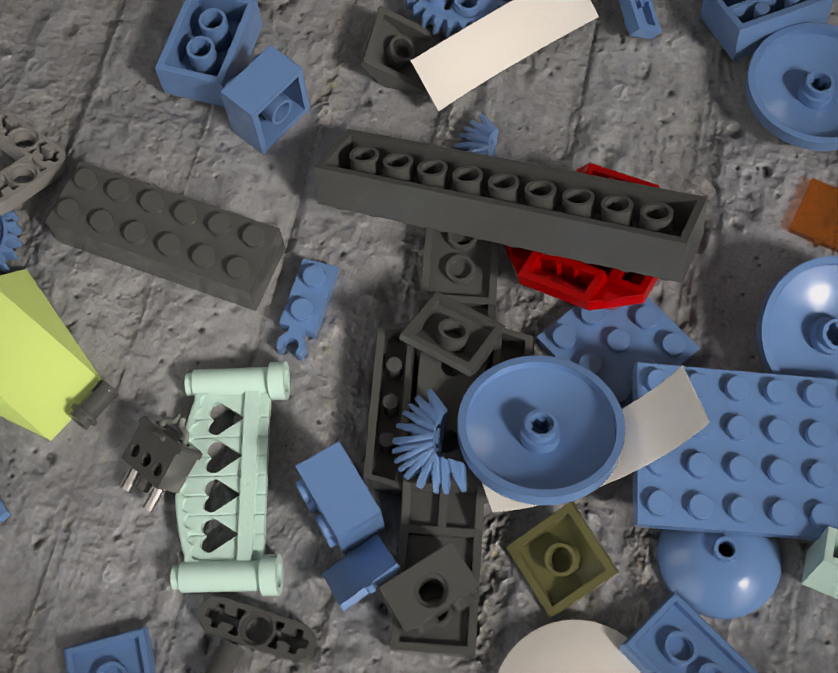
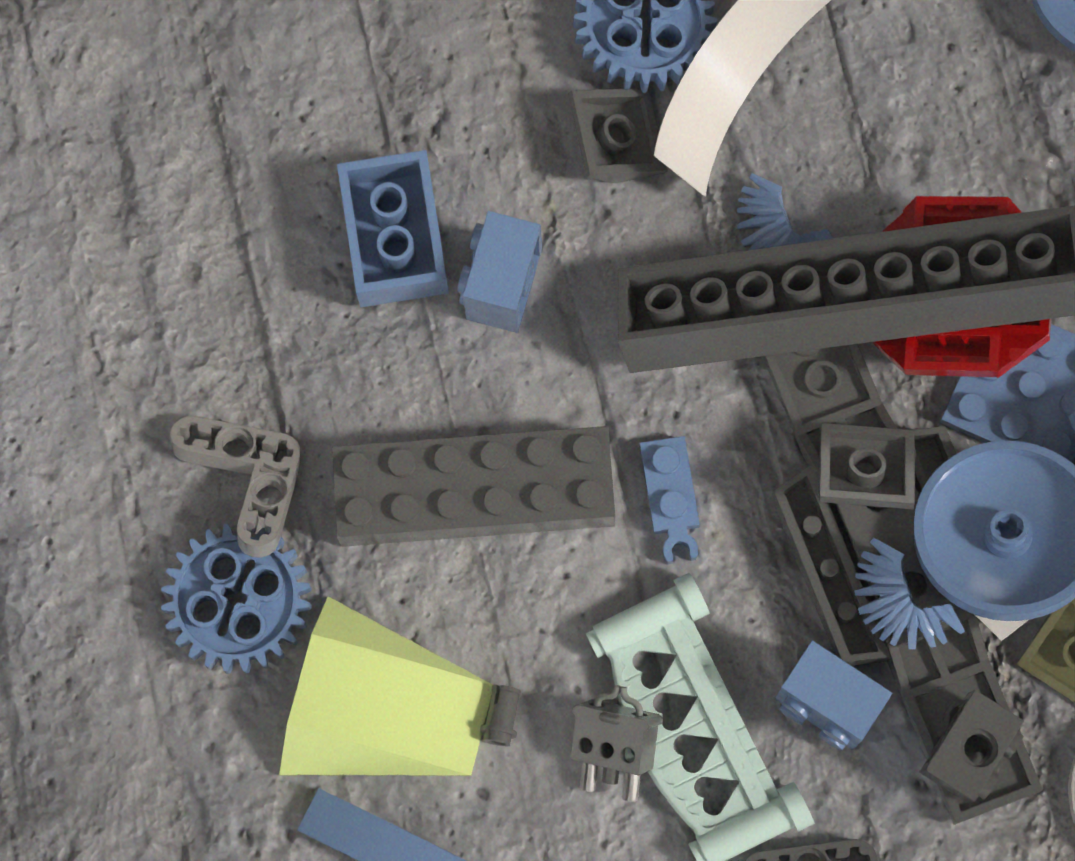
camera: 25 degrees left, 10 degrees up
(360, 572) = (889, 760): medium blue piece -> none

